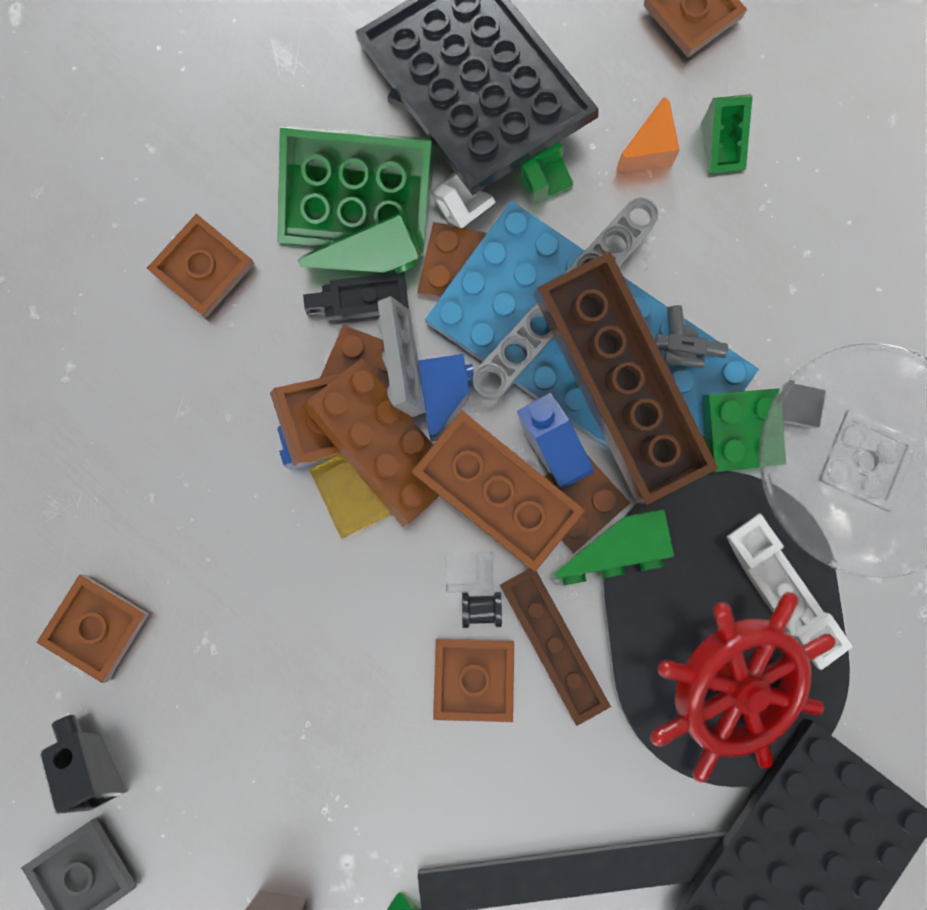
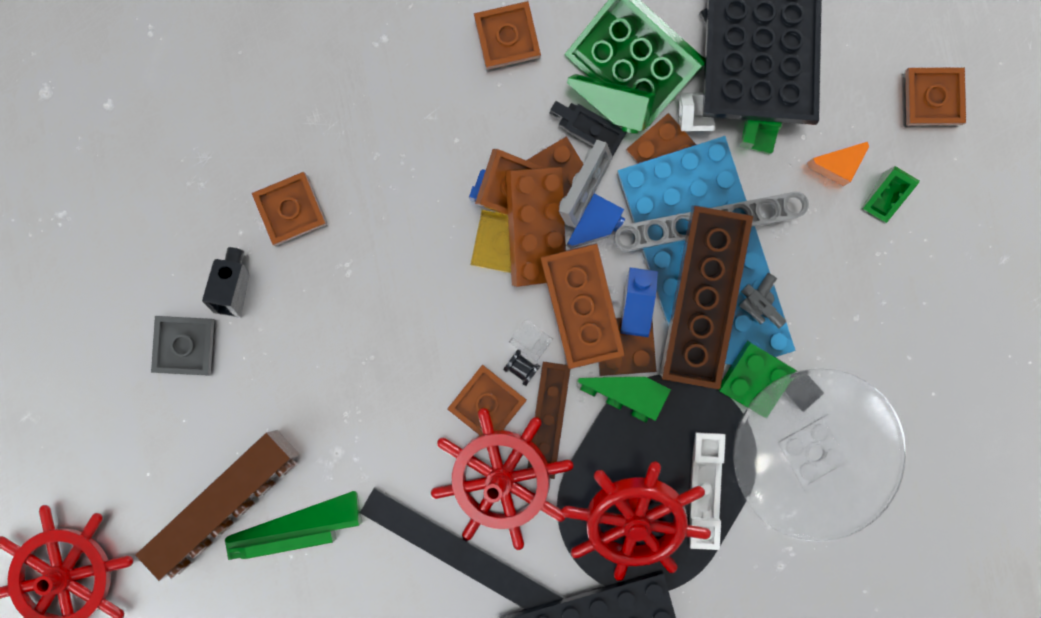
camera: 30 degrees right, 5 degrees up
(553, 754) = (501, 479): none -> red piece

